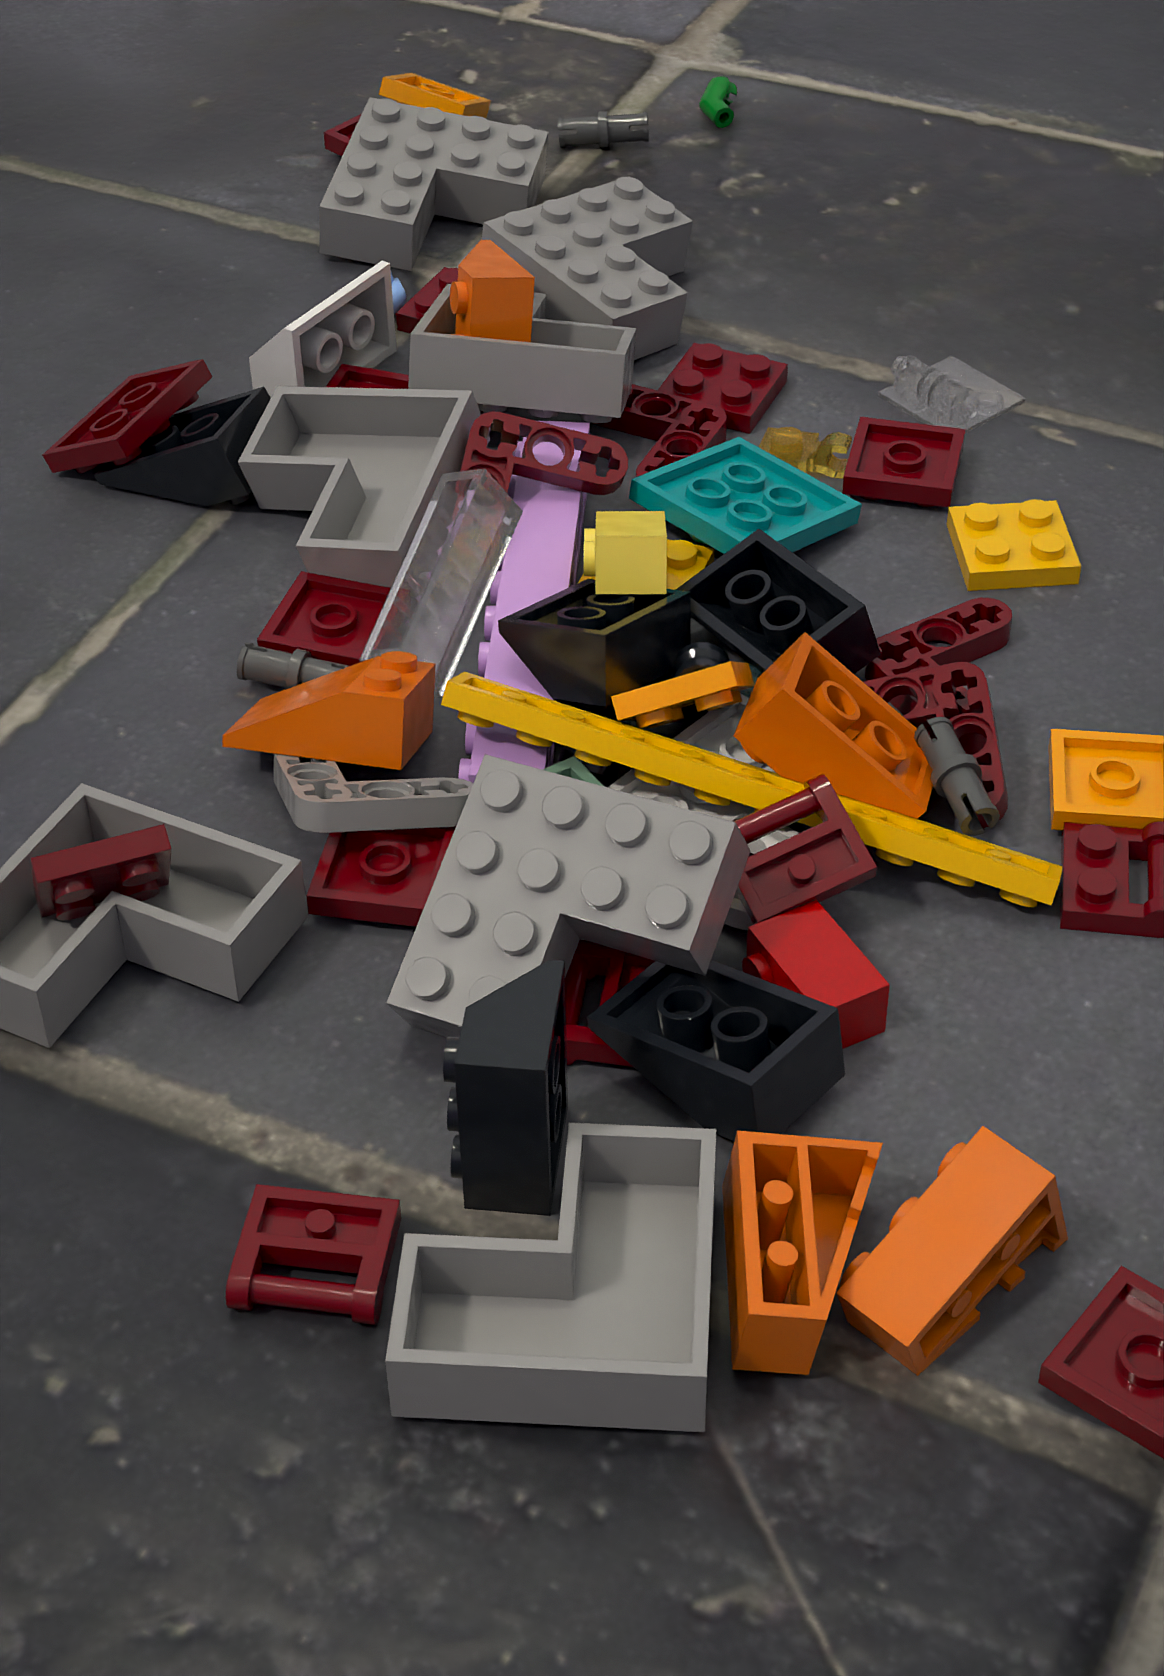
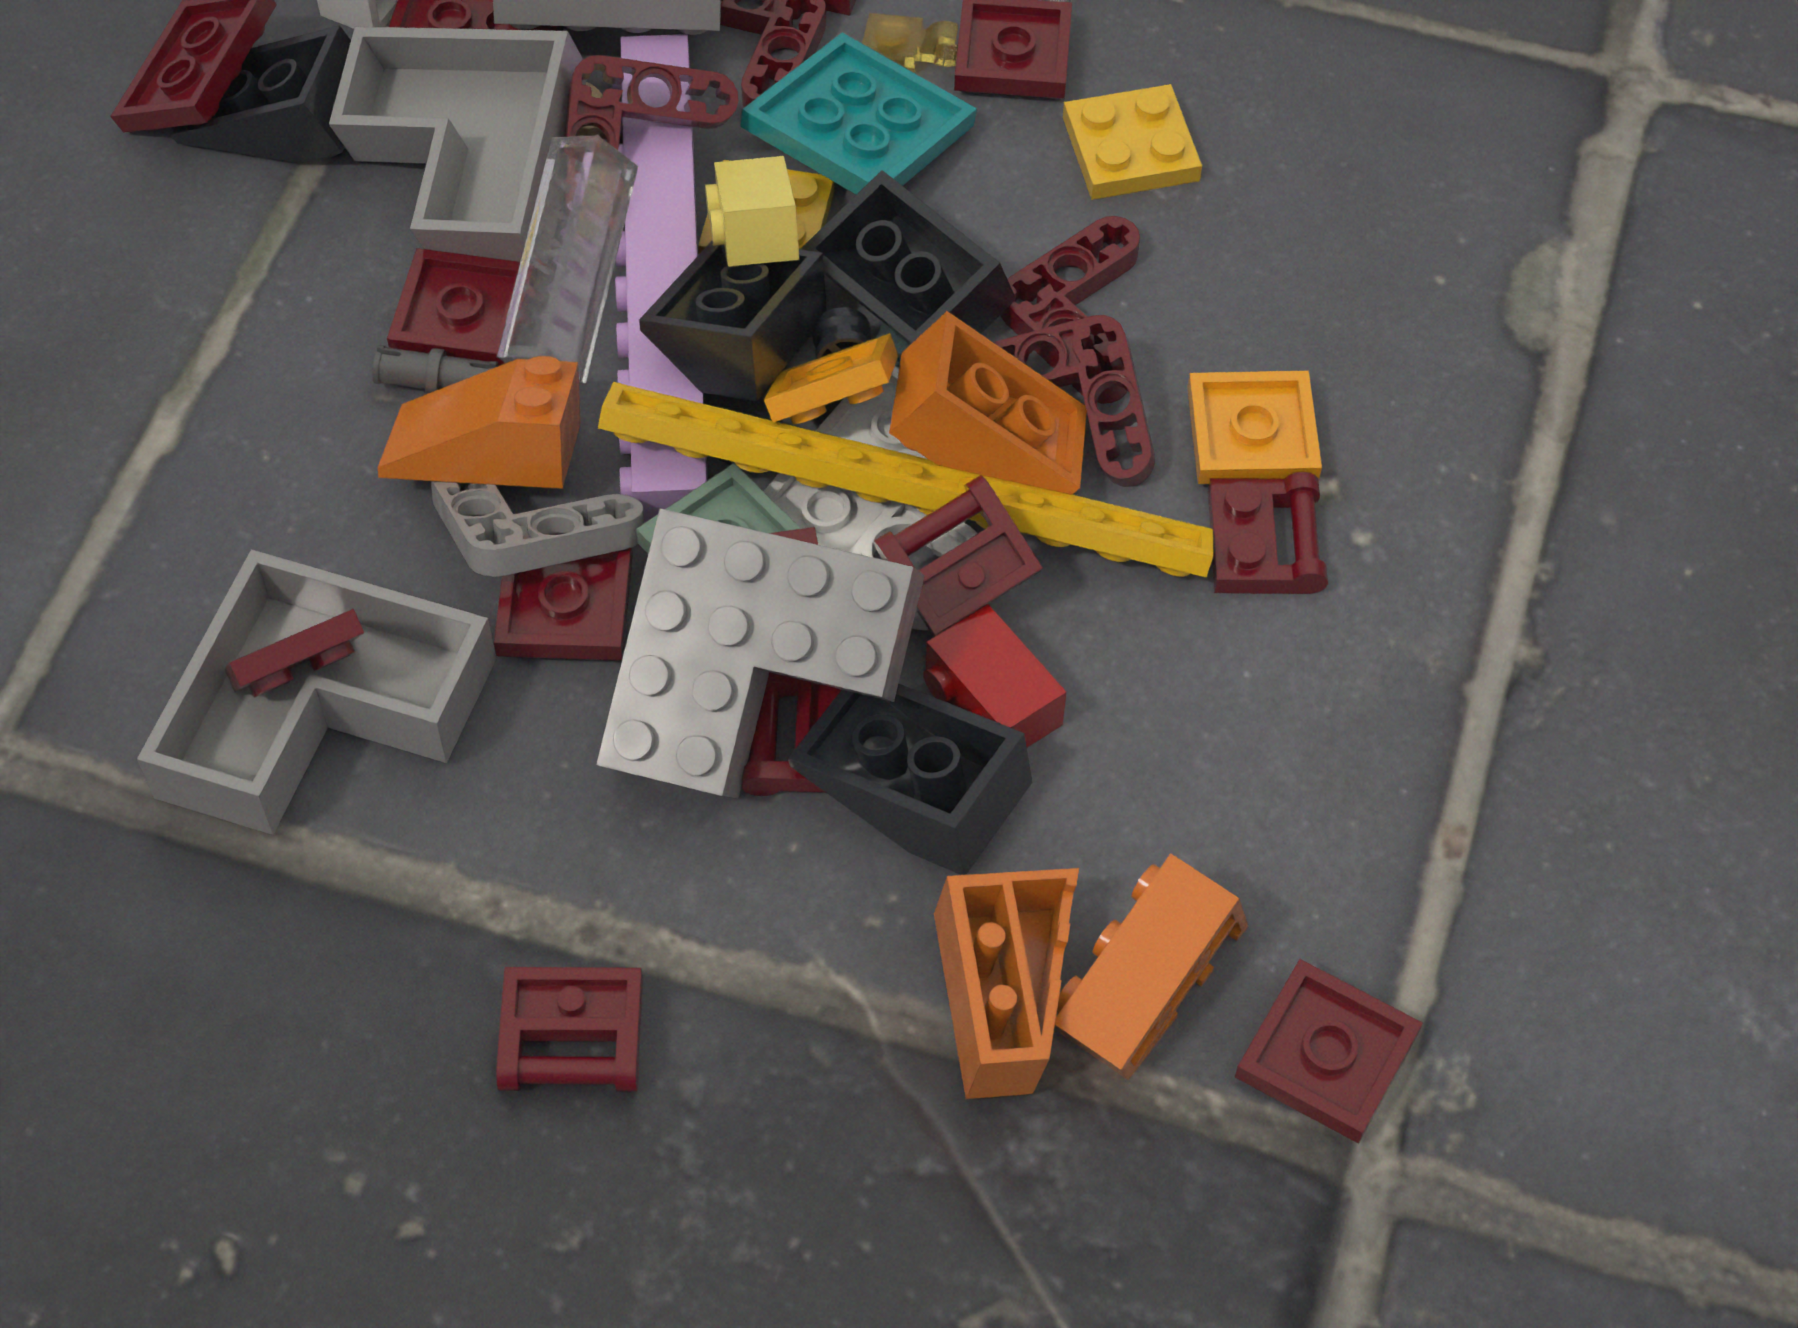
camera: 10 degrees left, 15 degrees up
(510, 1093) = (732, 861): black slope -> none
(578, 1325) = (826, 1083): light grey piece -> none
(956, 776) = (1105, 445): dark grey pin -> none

